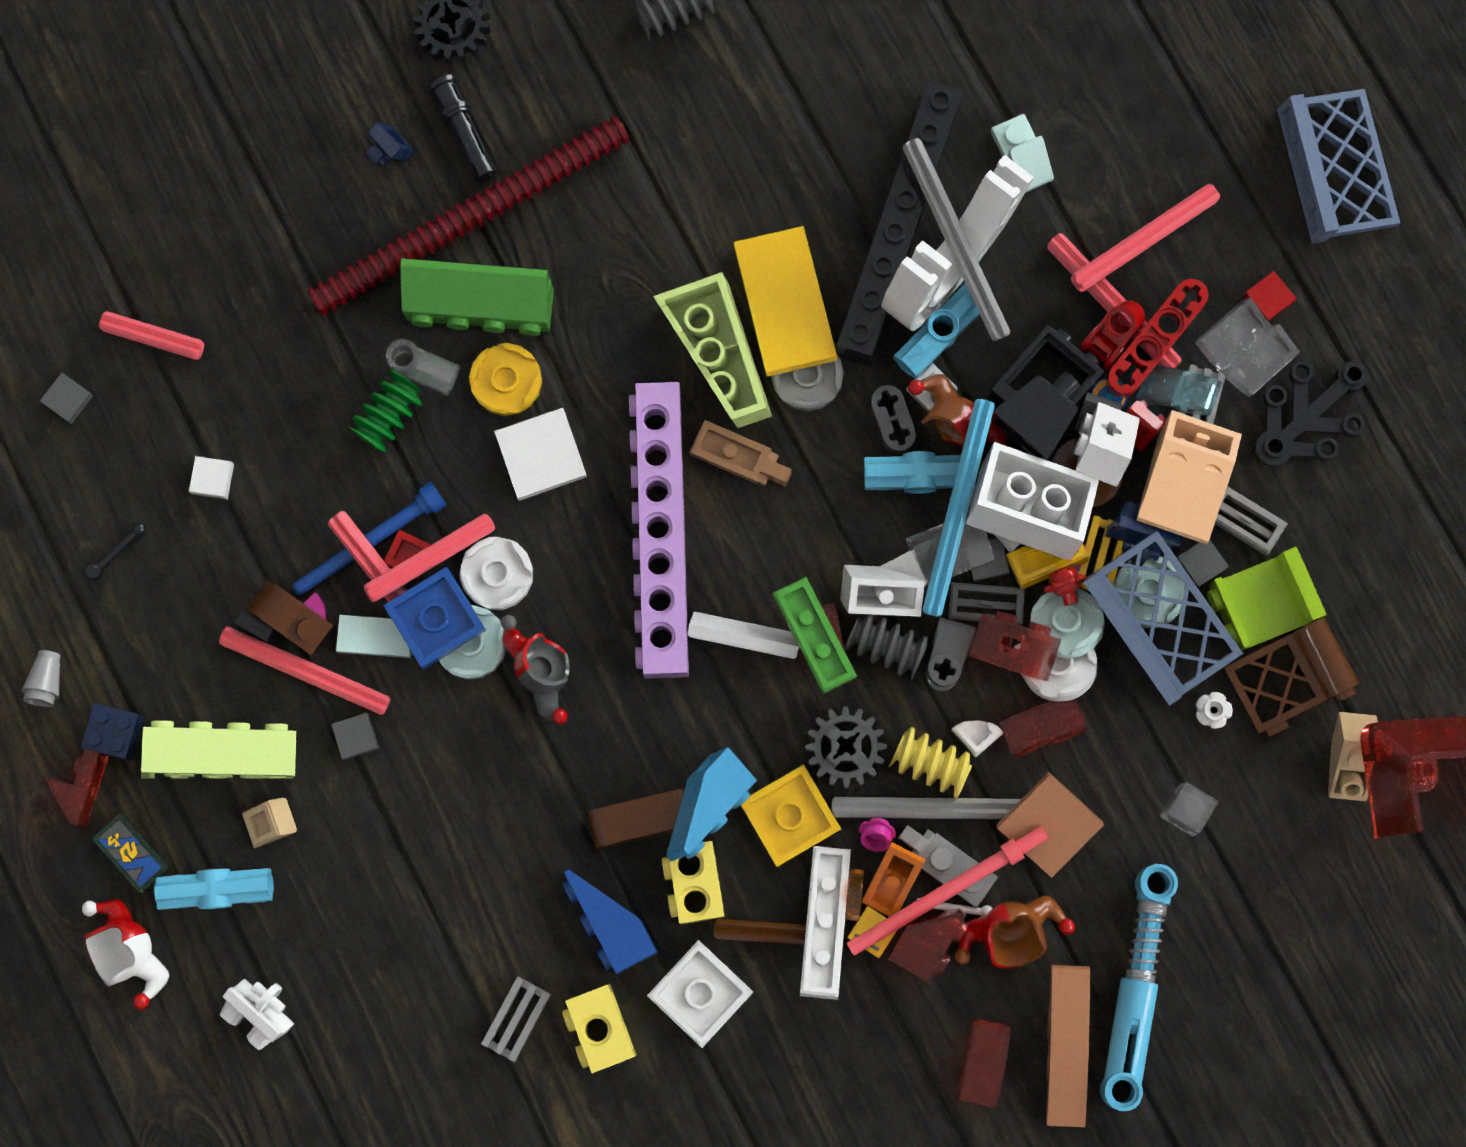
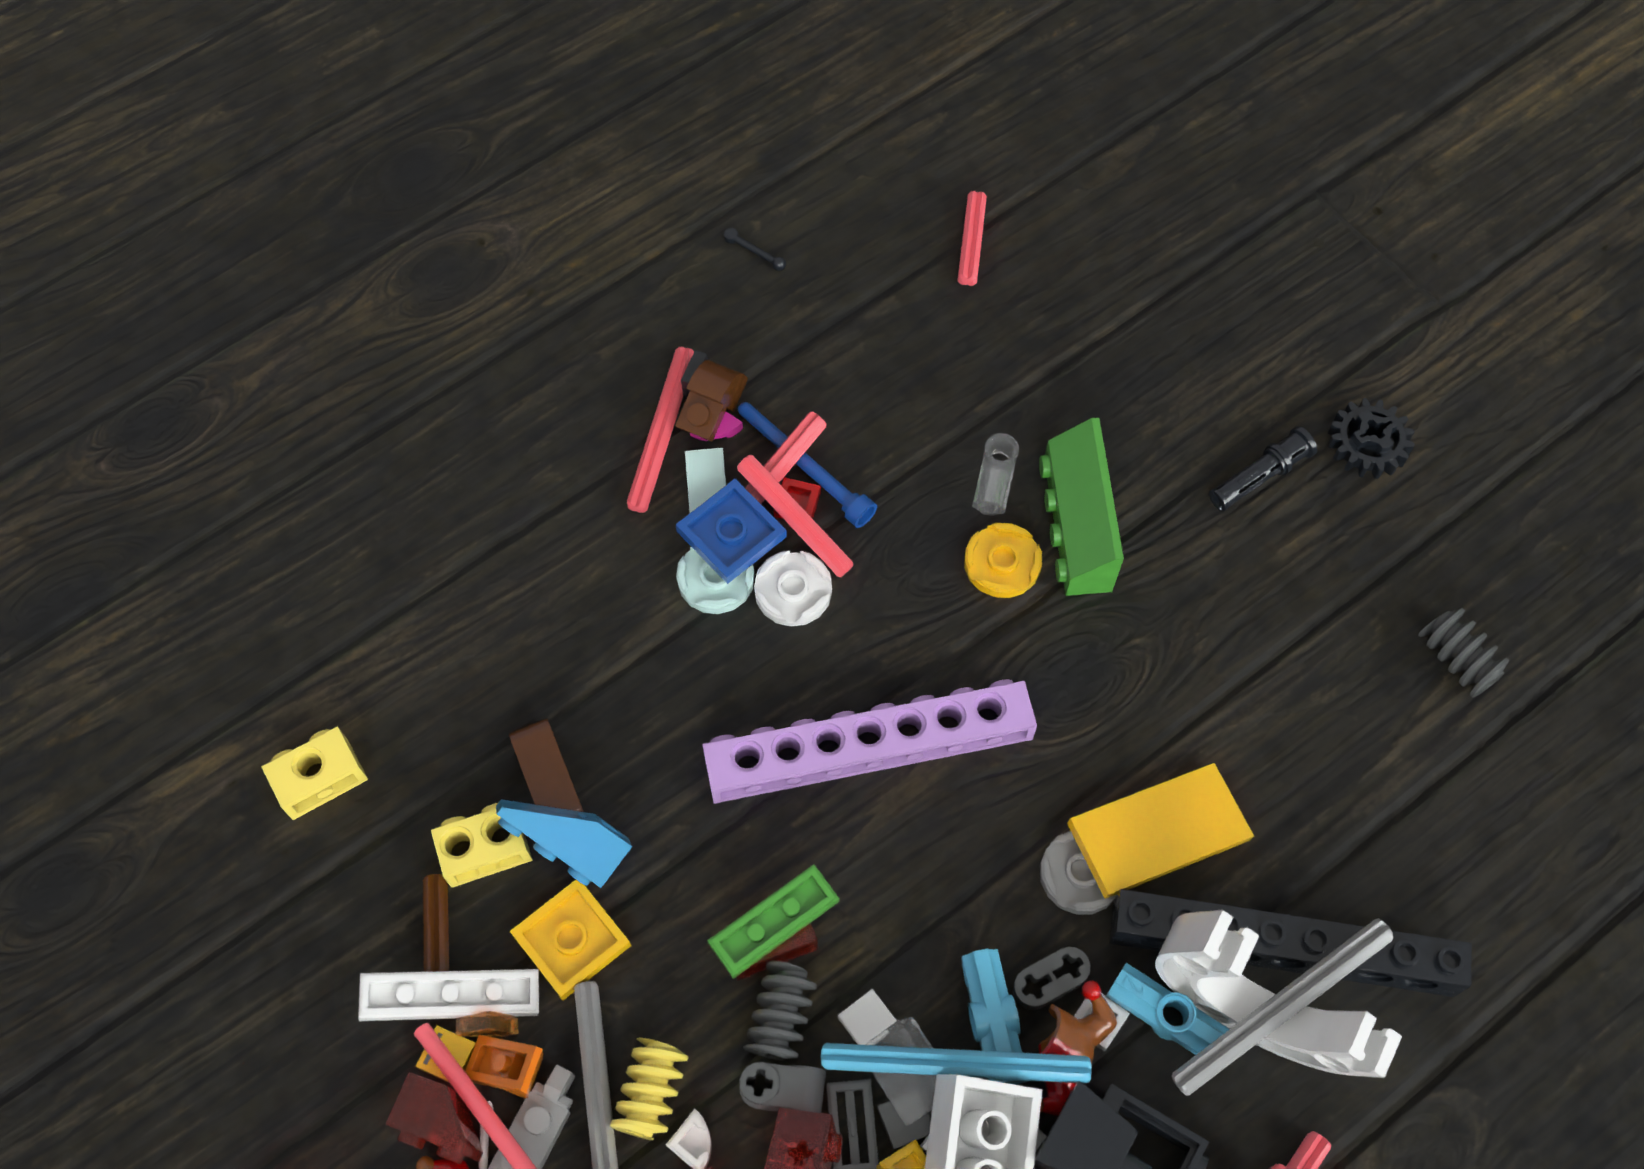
camera: 75 degrees right, 15 degrees down
(43, 680) = (618, 211): light grey cone -> none
(66, 398) = (894, 181): dark grey tile -> none
(79, 799) = (511, 258): clear red slope -> none
(112, 731) = (576, 276): dark blue piece -> none
(123, 950) = (365, 323): white piece -> none
(131, 853) = (461, 314): tile -> none
(211, 477) = (842, 314): white tile -> none
(214, 889) = (431, 388): medium azure piece -> none
(218, 752) = (564, 360): yellowish green wedge -> none
(259, 1008) = (313, 447): white hips -> none
(269, 821) = (506, 427): tan slope -> none
(355, 736) = (601, 486): dark grey tile -> none
(387, 410) = (939, 450): green piece -> none
(388, 146) = (1223, 402): dark blue tile -> none
(469, 215) = (1176, 497): dark red piece -> none
(500, 1047) = (293, 678): light grey tile -> none
(539, 667) = (695, 642): dark grey piece -> none
(540, 454) = (929, 608): white tile -> none
(617, 929) = (426, 768): blue slope -> none
(700, 993) = (362, 874): white tile -> none
(715, 338) = (1089, 763): yellowish green wedge -> none
(738, 455) = (970, 810): medium nougat hinge -> none
(742, 635) = (766, 843): white tile -> none
(833, 734) = (643, 1001): dark grey gear -> none
(876, 834) = (558, 1039): dark pink plate -> none
(881, 591) = (840, 992): white slope -> none
(1020, 145) = (1417, 1082): light aqua slope -> none

